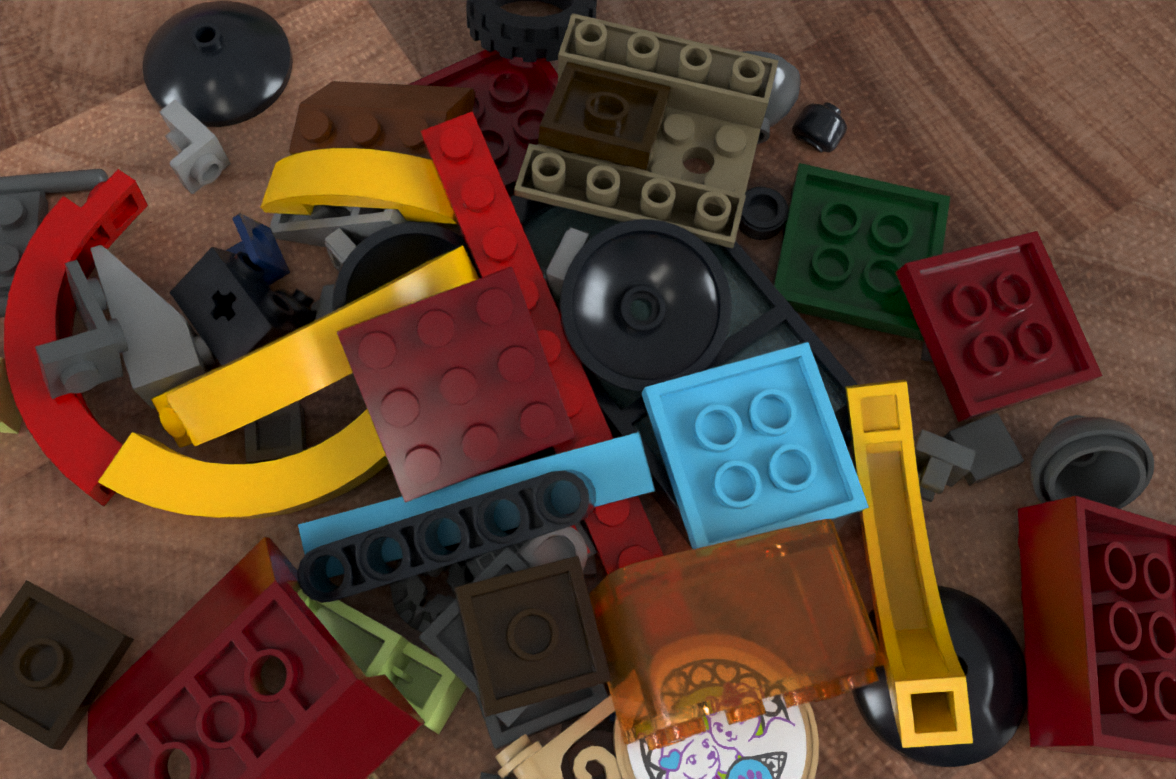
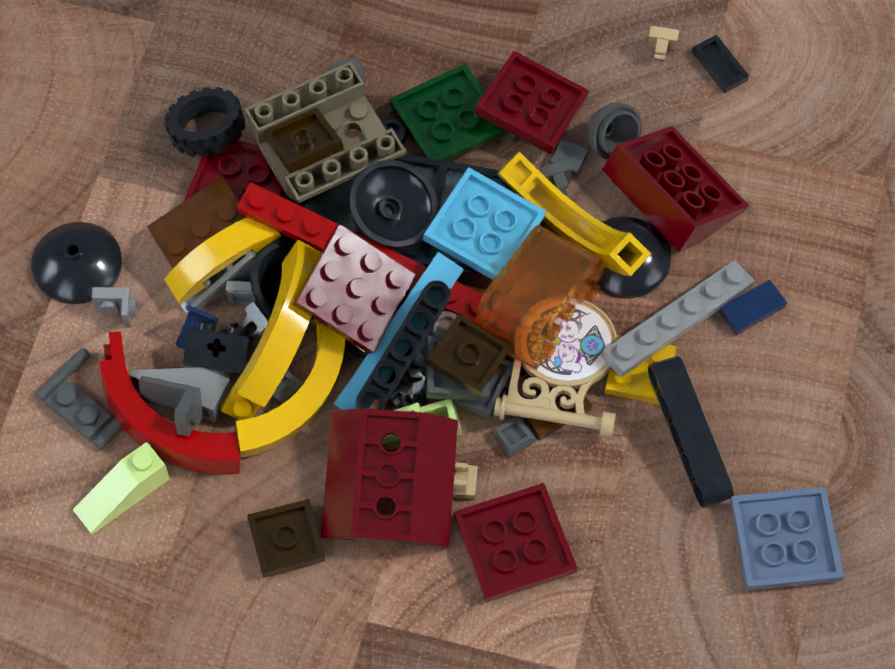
camera: 40 degrees left, 5 degrees down
(567, 250) = (342, 212): light grey tile -> none
(820, 126) = (380, 75): black piece -> none

